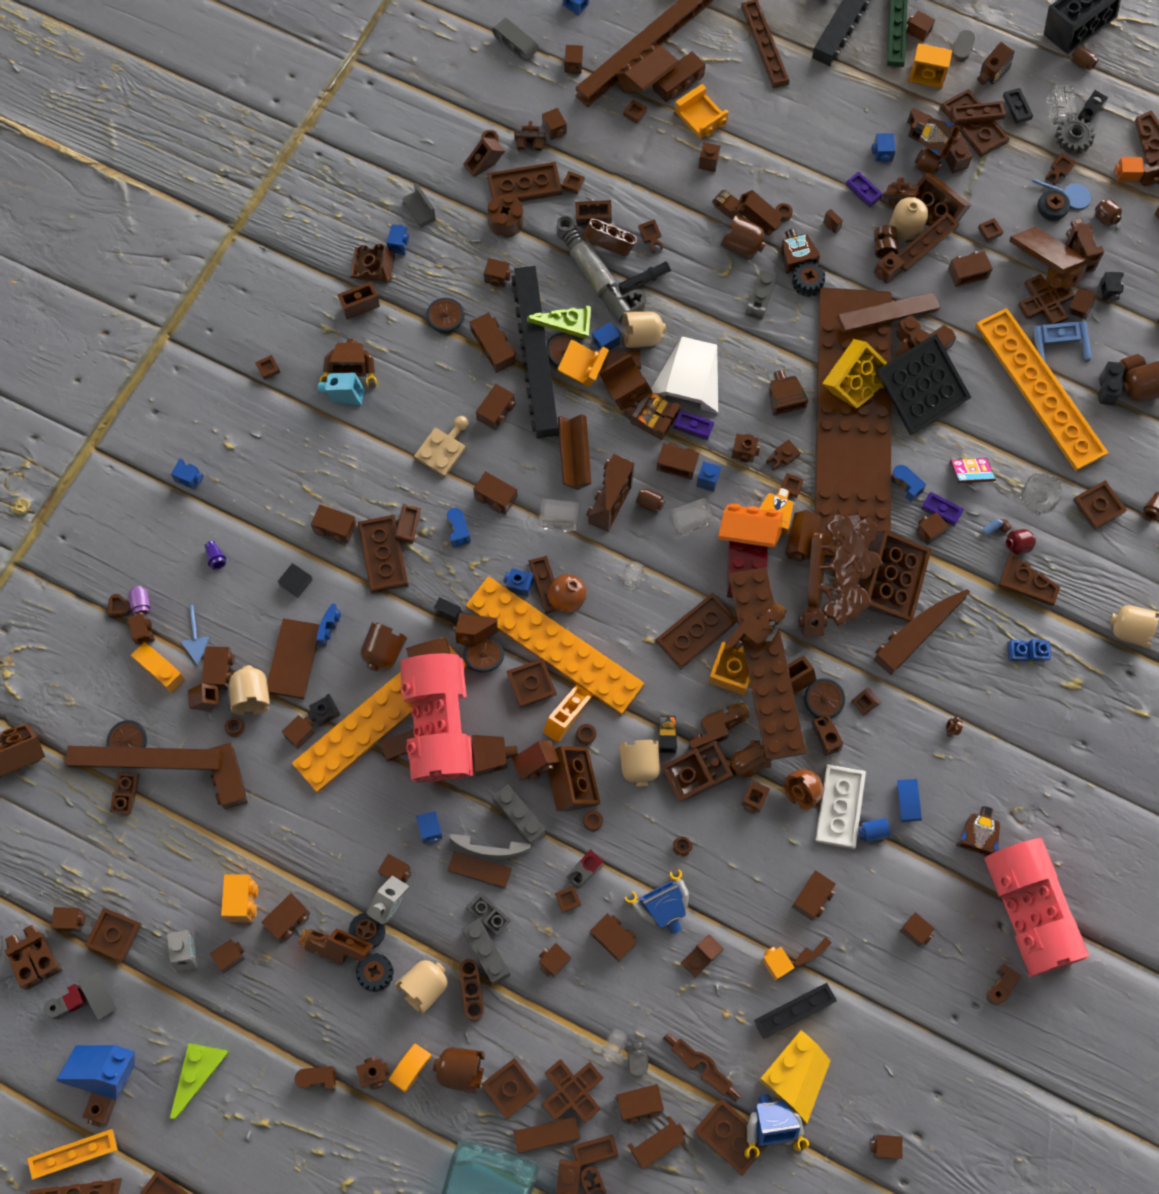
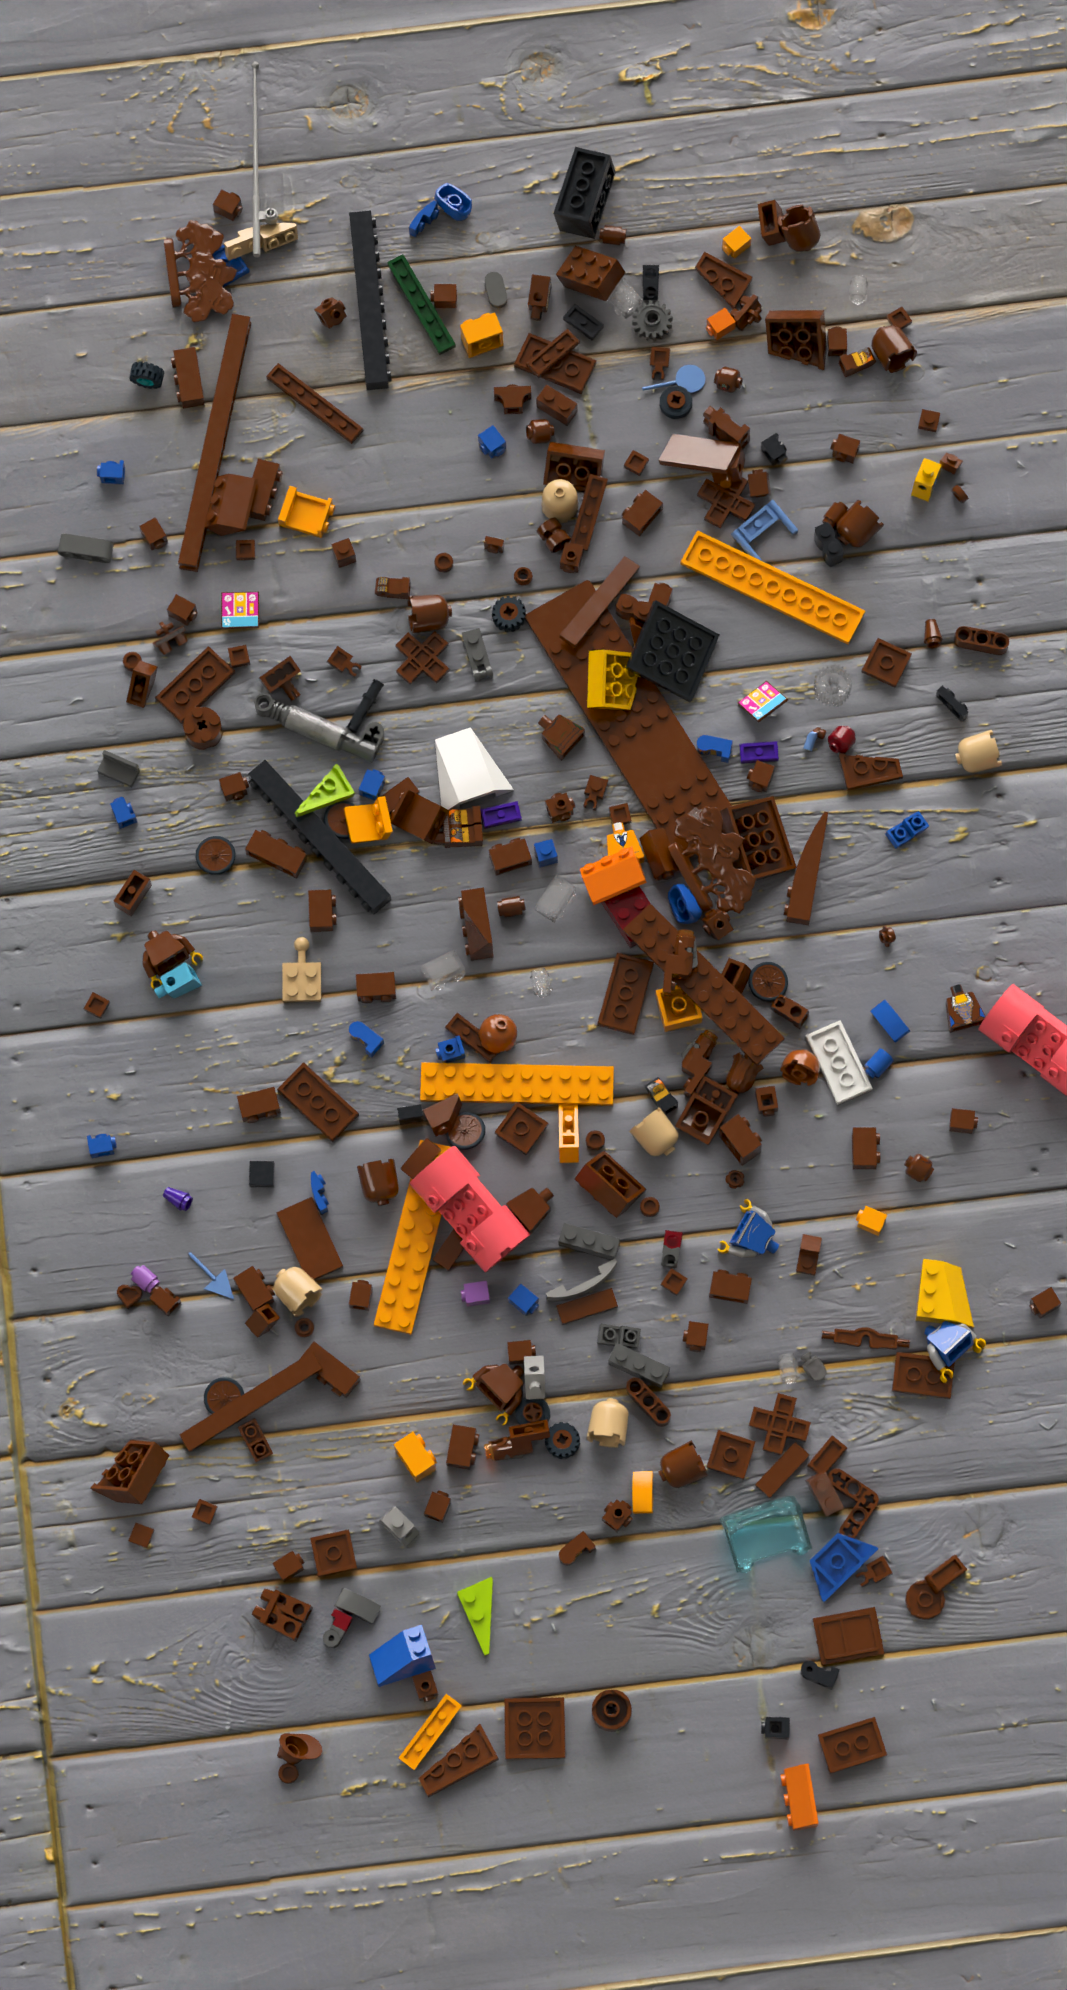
camera: 30 degrees left, 5 degrees up
(37, 824) = (204, 1512): none -> reddish brown plate
(158, 667) = (202, 1321): light orange slope -> none
(327, 715) = (368, 1273): black brick -> none
(355, 888) = (500, 1386): none -> reddish brown torso
(372, 263) = (116, 850): reddish brown slope -> none
(393, 794) = (475, 1293): none -> medium lavender brick
(407, 523) = (321, 1062): reddish brown tile -> none
(536, 760) = (572, 1188): reddish brown brick -> none
(574, 451) = (417, 905): reddish brown panel -> none
(598, 150) = (239, 610): none -> piece
(609, 237) = (311, 690): reddish brown beam -> none
(640, 1103) = (837, 1398): reddish brown brick -> none
(642, 329) = (399, 757): tan cylinder -> none
(658, 1144) = (872, 1418): reddish brown brick -> none
(709, 814) = (740, 1139): none -> reddish brown brick
(715, 269) = (422, 657): none -> reddish brown plate
(759, 212) = (425, 580): reddish brown brick -> none
(795, 589) = (684, 904): none -> blue piece
(795, 1010) = (909, 1248): black plate -> none
(797, 250) = (482, 593): reddish brown torso -> none
(807, 956) = (890, 1199): reddish brown slope -> none
(840, 254) = (523, 571): none -> reddish brown plate
(851, 945) = (918, 1167): none -> reddish brown head
(864, 189) = (500, 494): dark purple plate -> none
(866, 701) = (803, 961): reddish brown slope -> none
(900, 190) = (536, 478): reddish brown hips -> none
(937, 135) = (535, 405): torso -> none
(1004, 985) = (1056, 1120): reddish brown leg -> none
(1048, 70) = (590, 273): none -> reddish brown brick
(1135, 567) = (948, 698): none -> black plate

